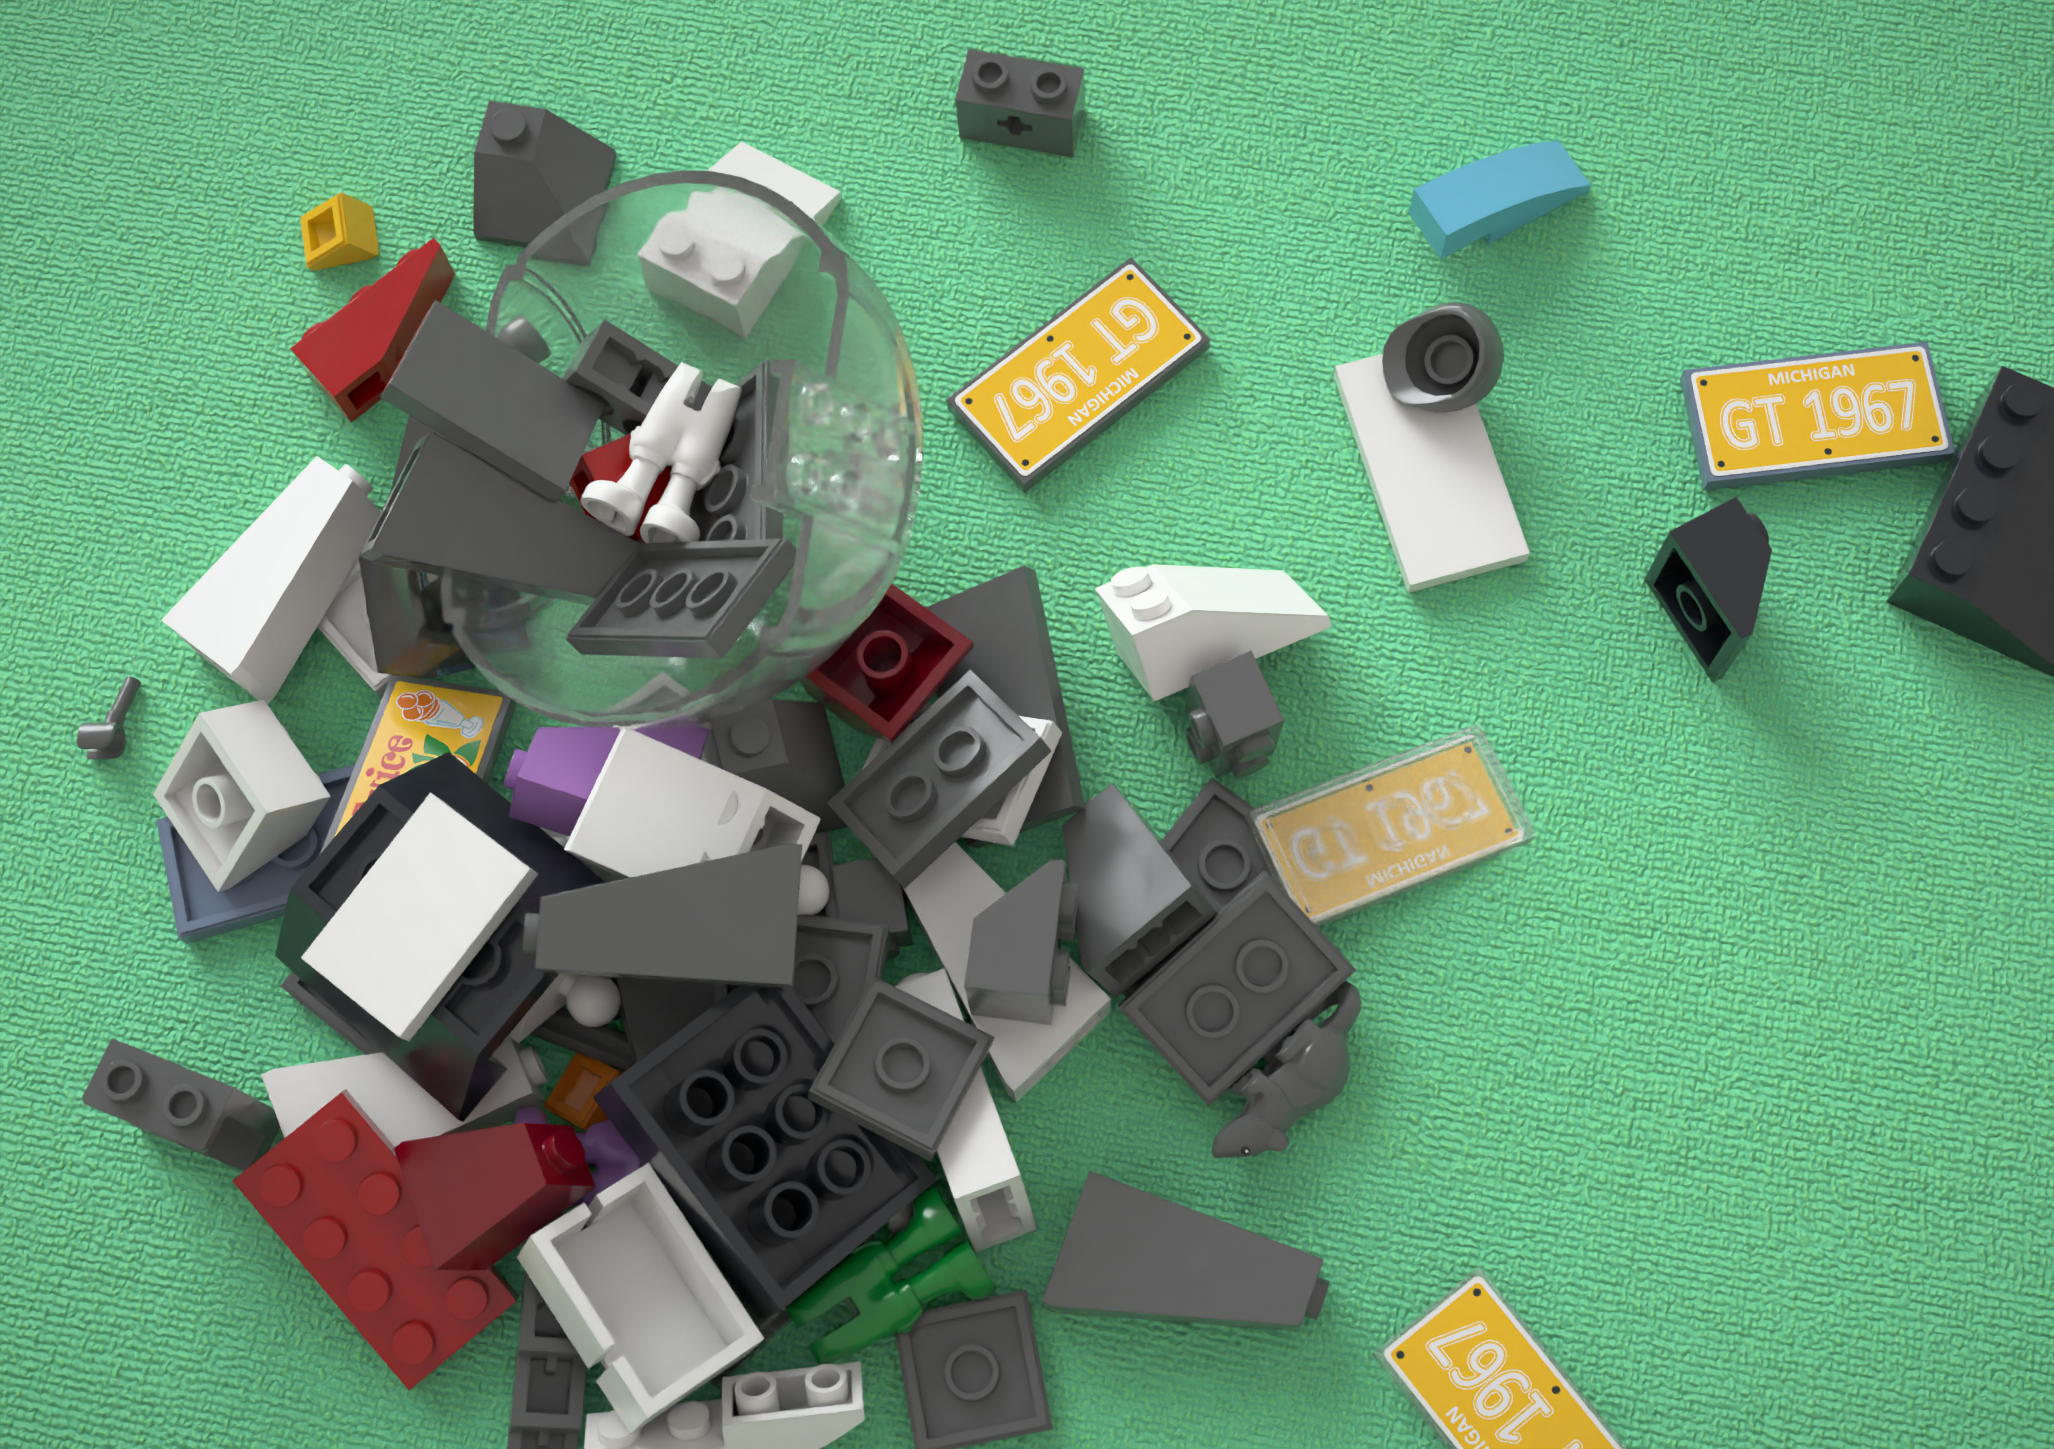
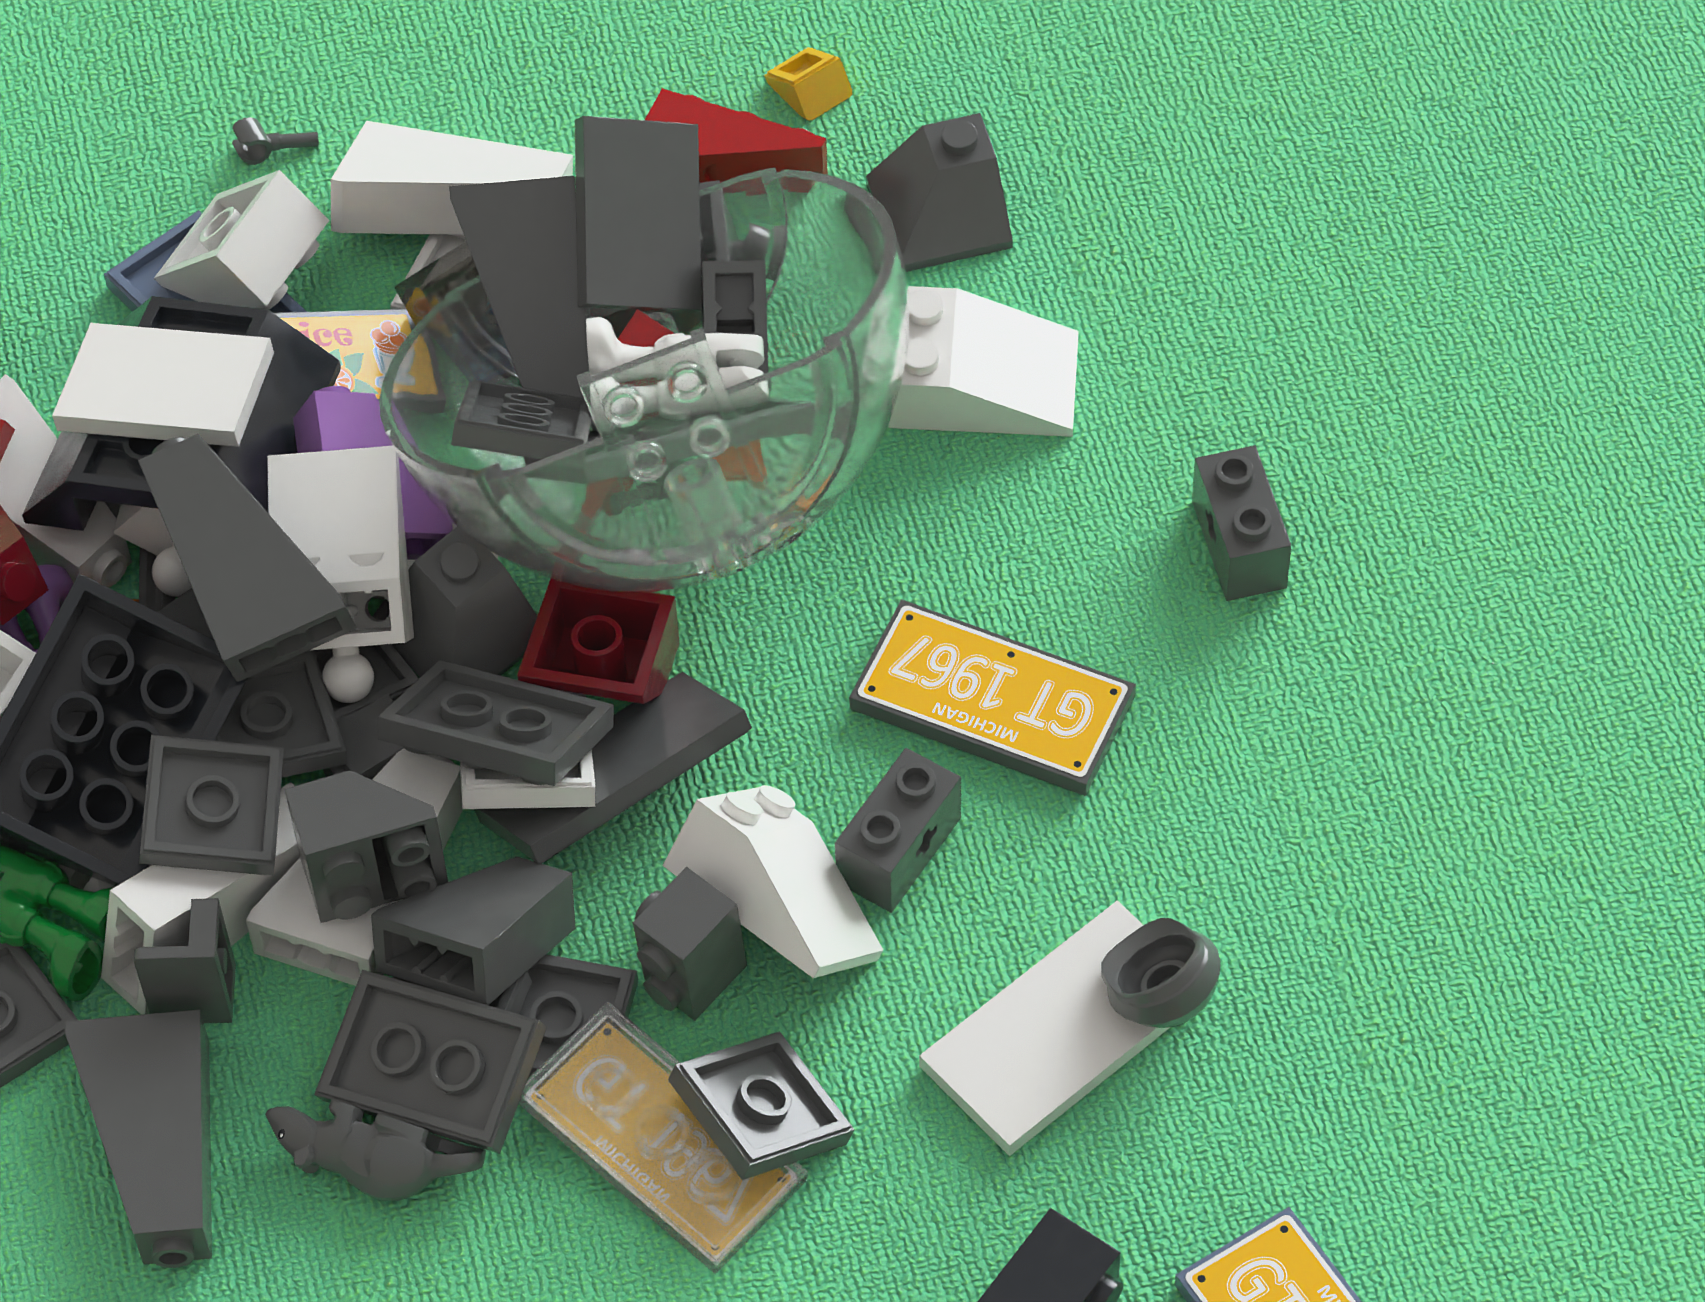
camera: 60 degrees right, 15 degrees down
(1049, 1144) = (195, 974): none -> dark grey panel
(1186, 500) = (899, 829): none -> dark grey brick
(1406, 731) = (760, 1105): none -> dark grey tile
(1495, 195) = (1387, 963): medium azure slope -> none

